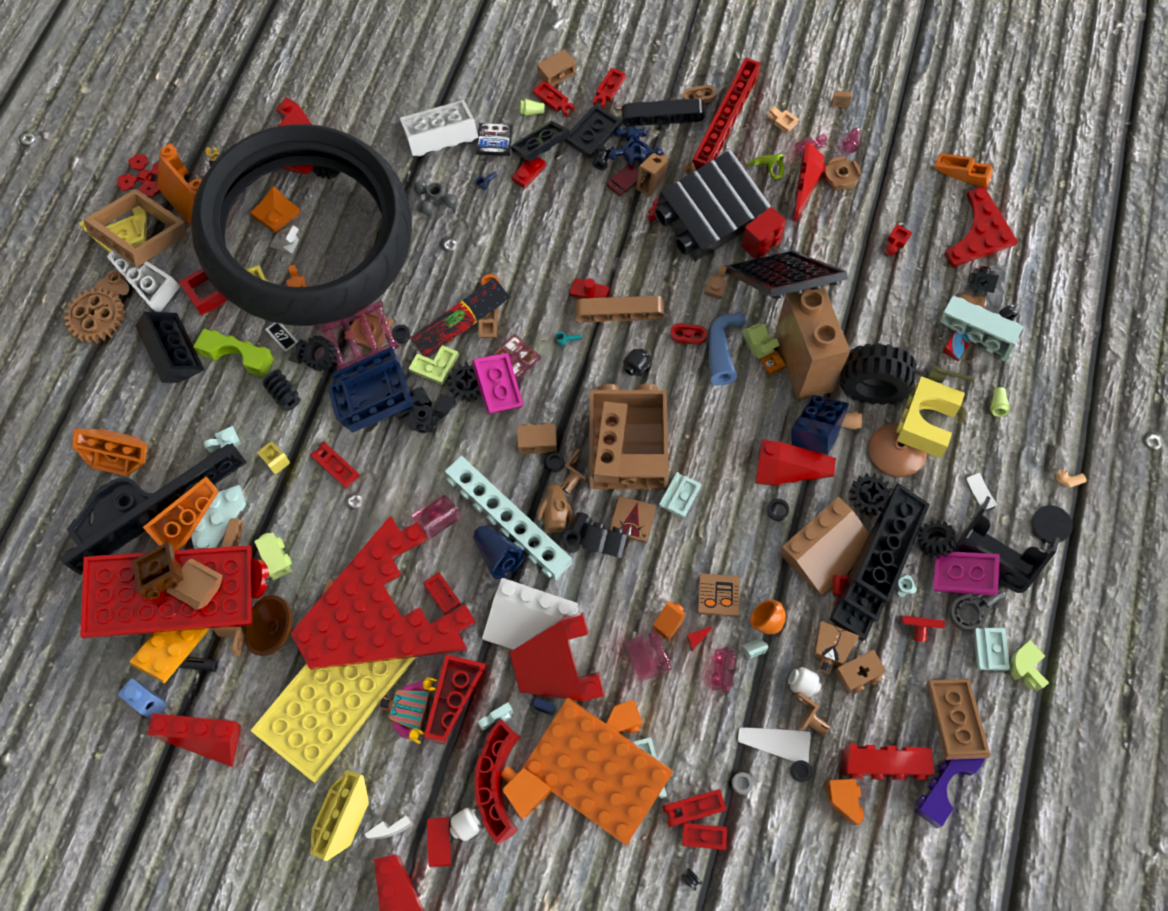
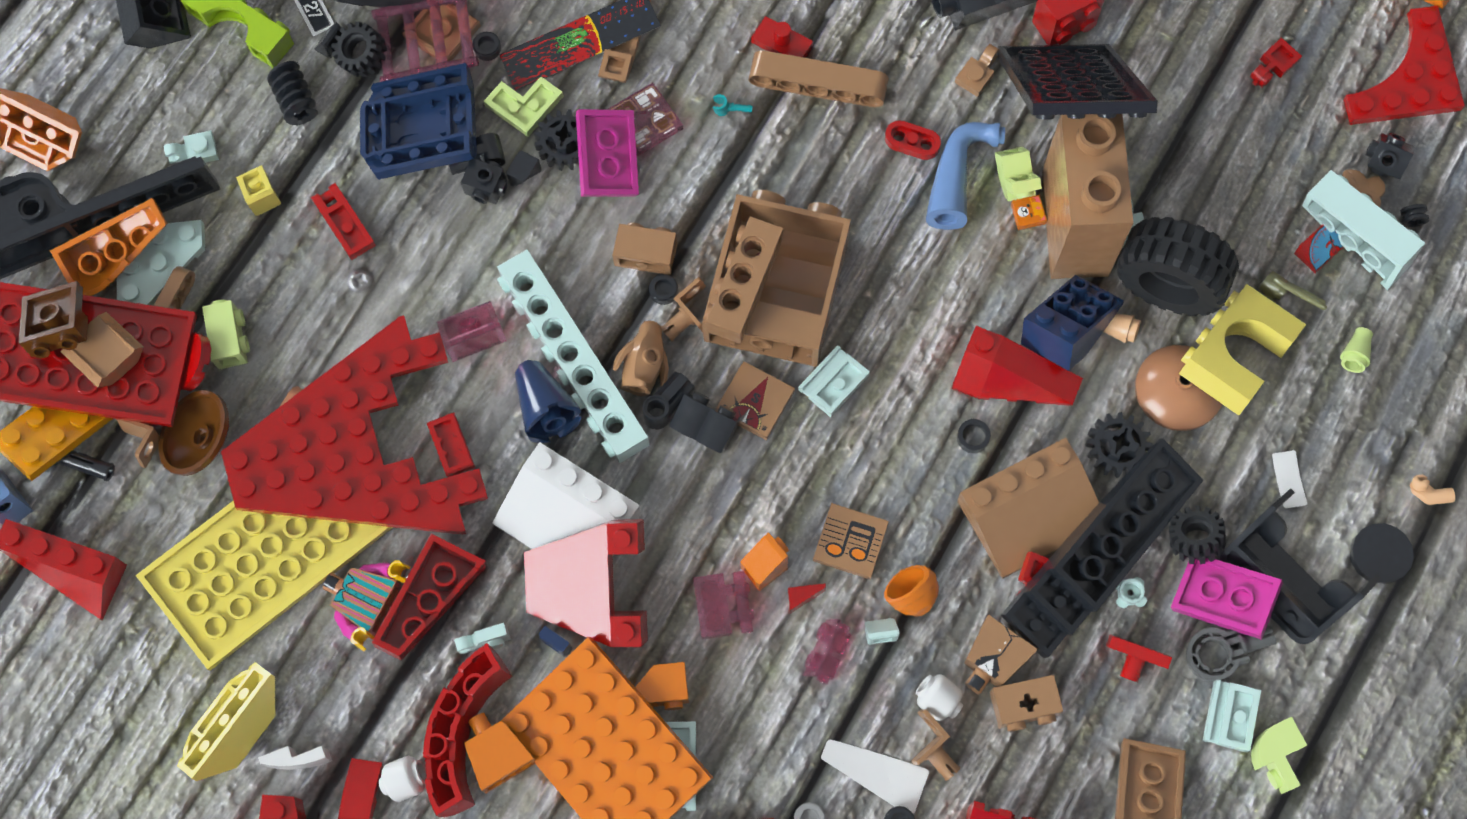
camera: 15 degrees right, 5 degrees up
(636, 362) = (823, 166): black head -> none

